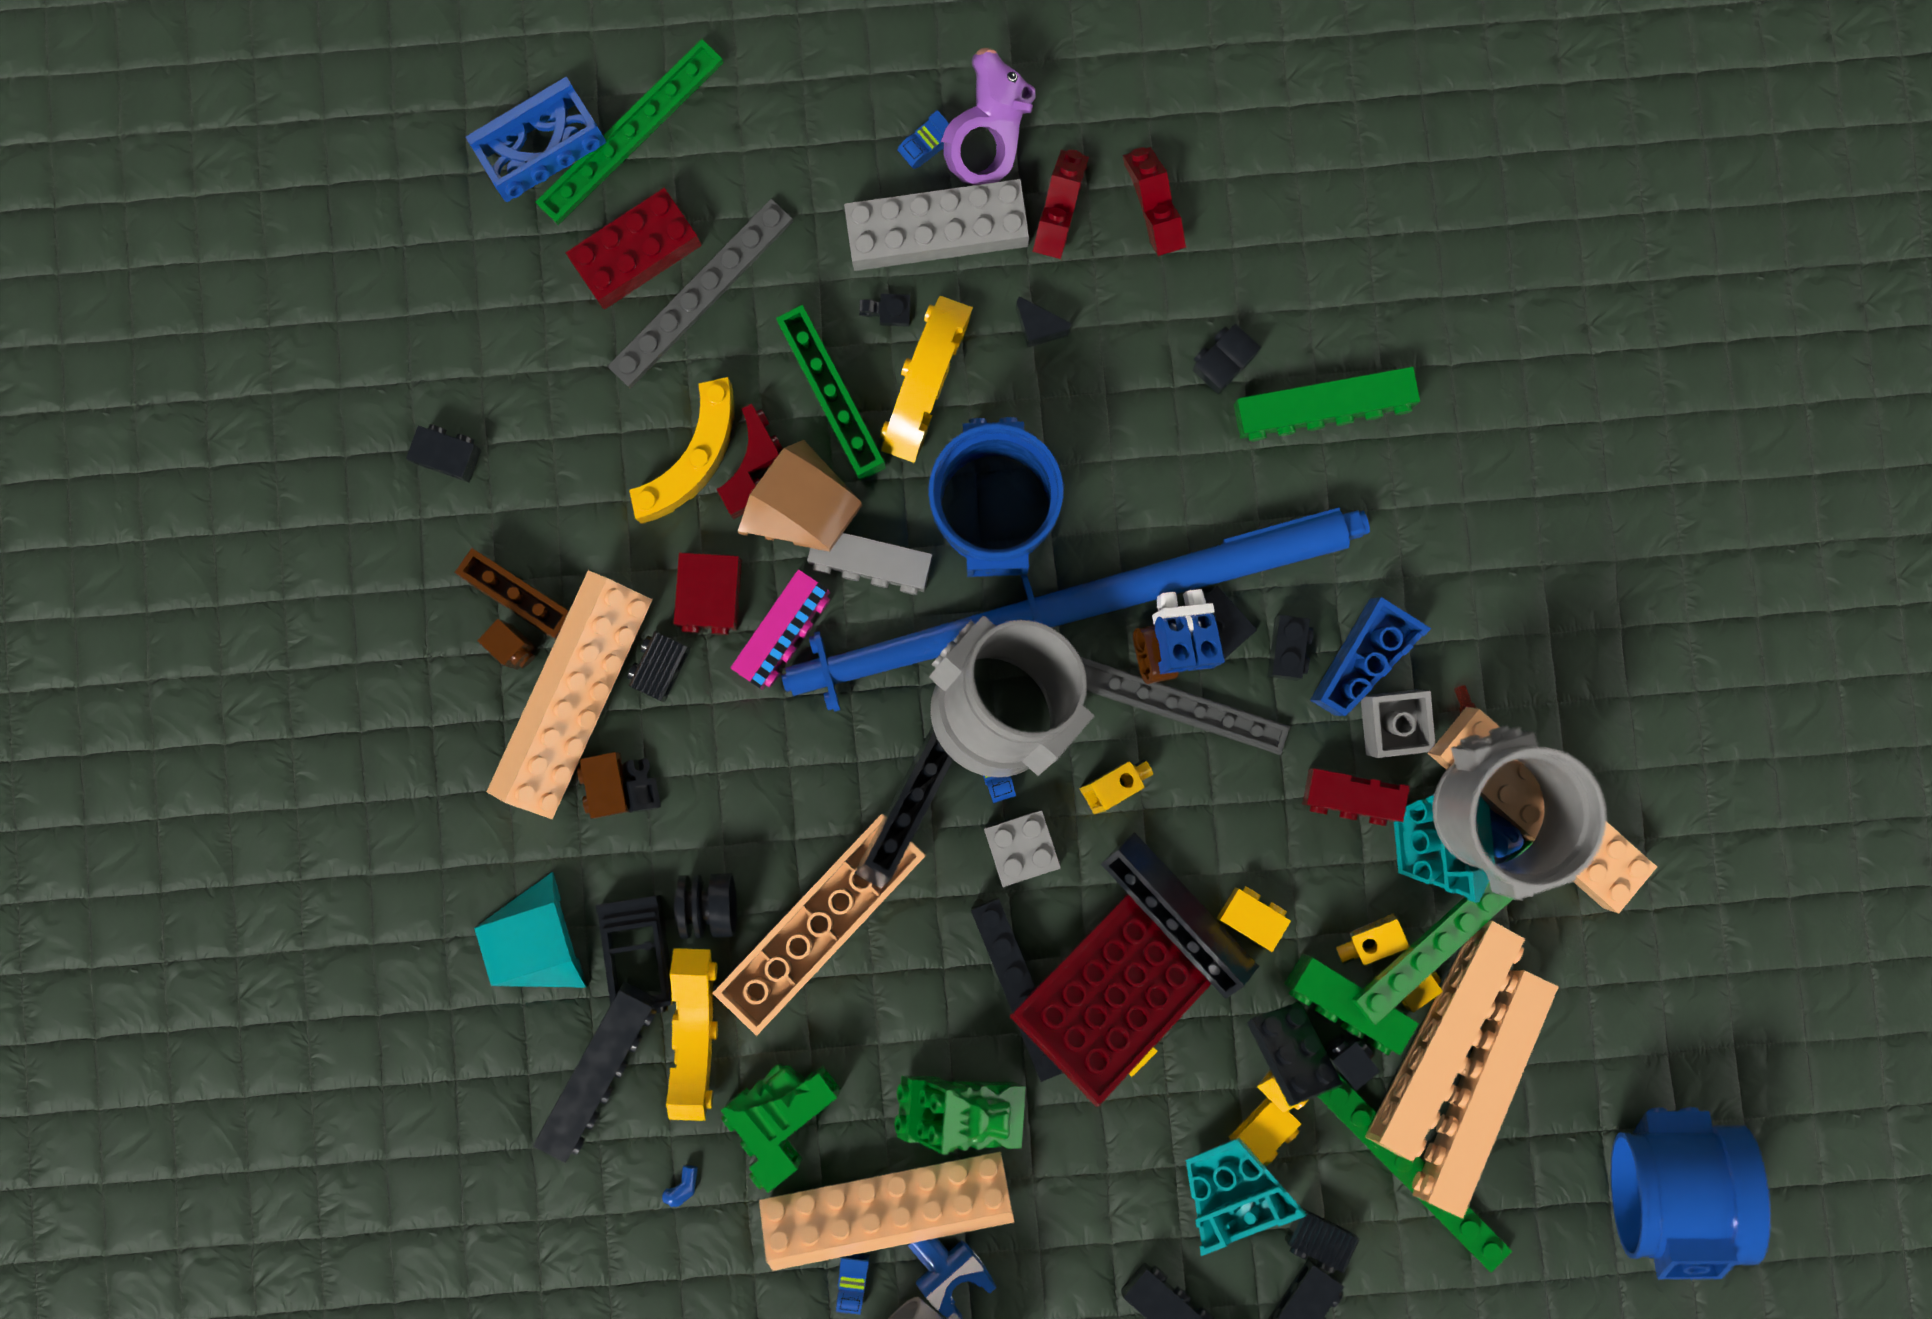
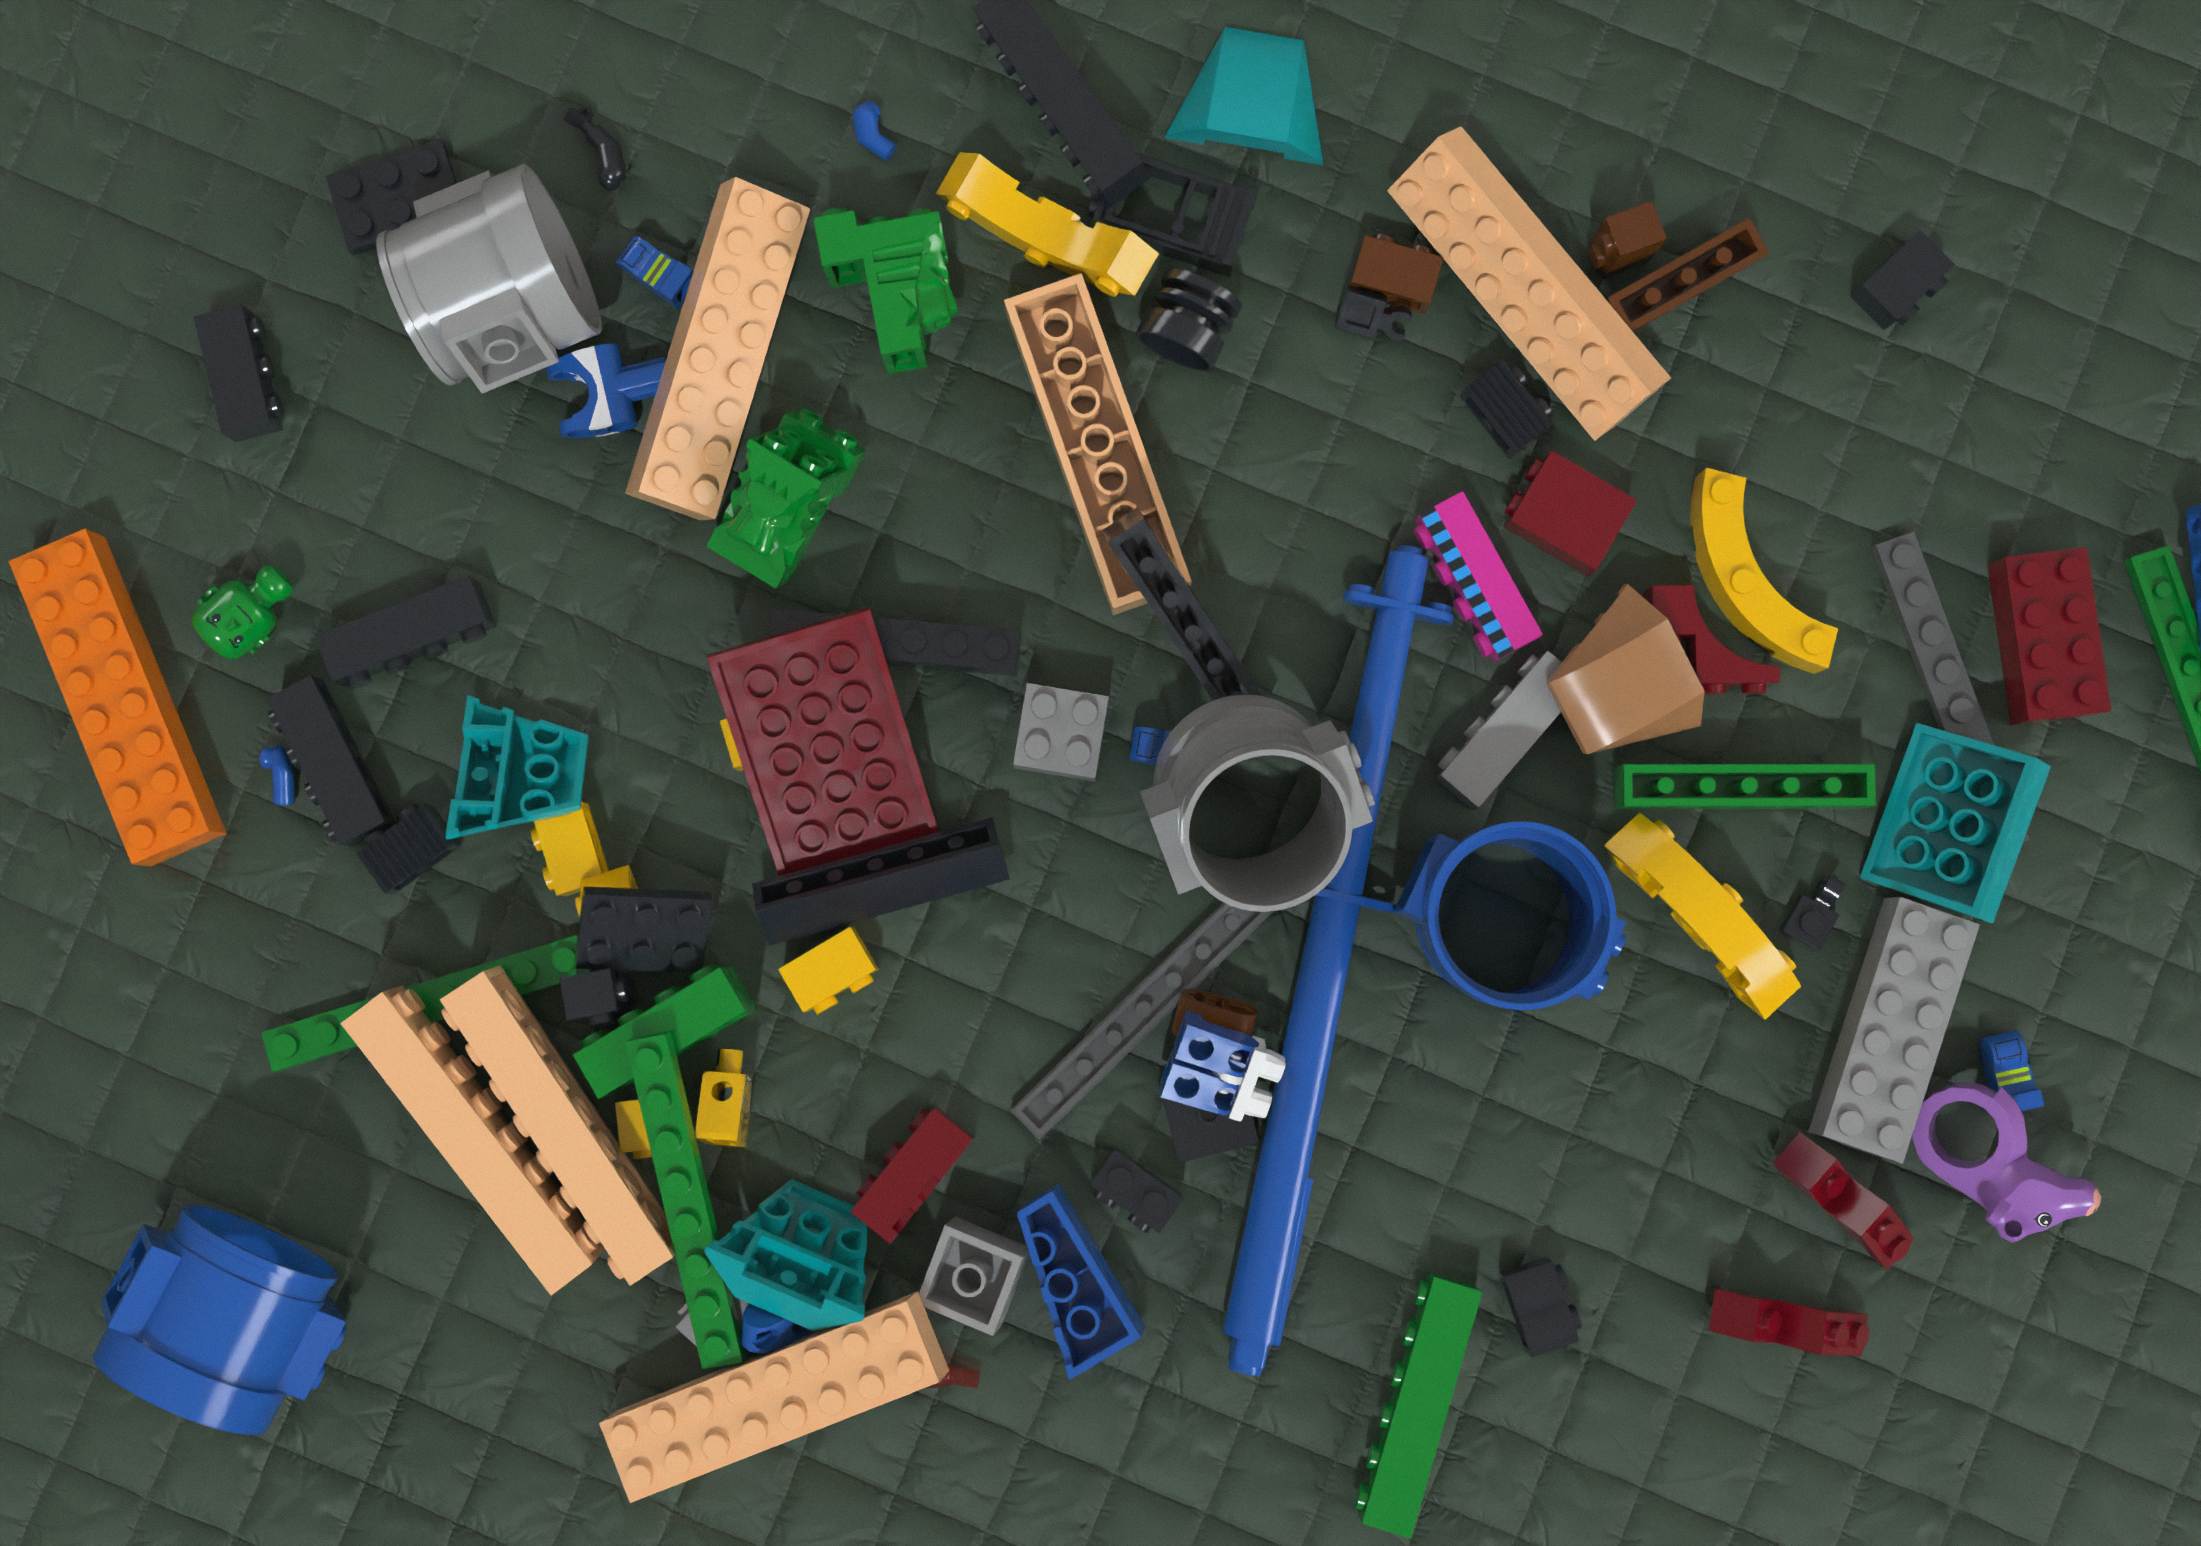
camera: 115 degrees right, 0 degrees up
(785, 250) = (1955, 822): none -> teal slope
(1039, 324) = (1700, 1093): black slope -> none
(1107, 790) = (1077, 869): yellow torso -> none
(1571, 820) = (740, 1416): light grey cylinder -> none

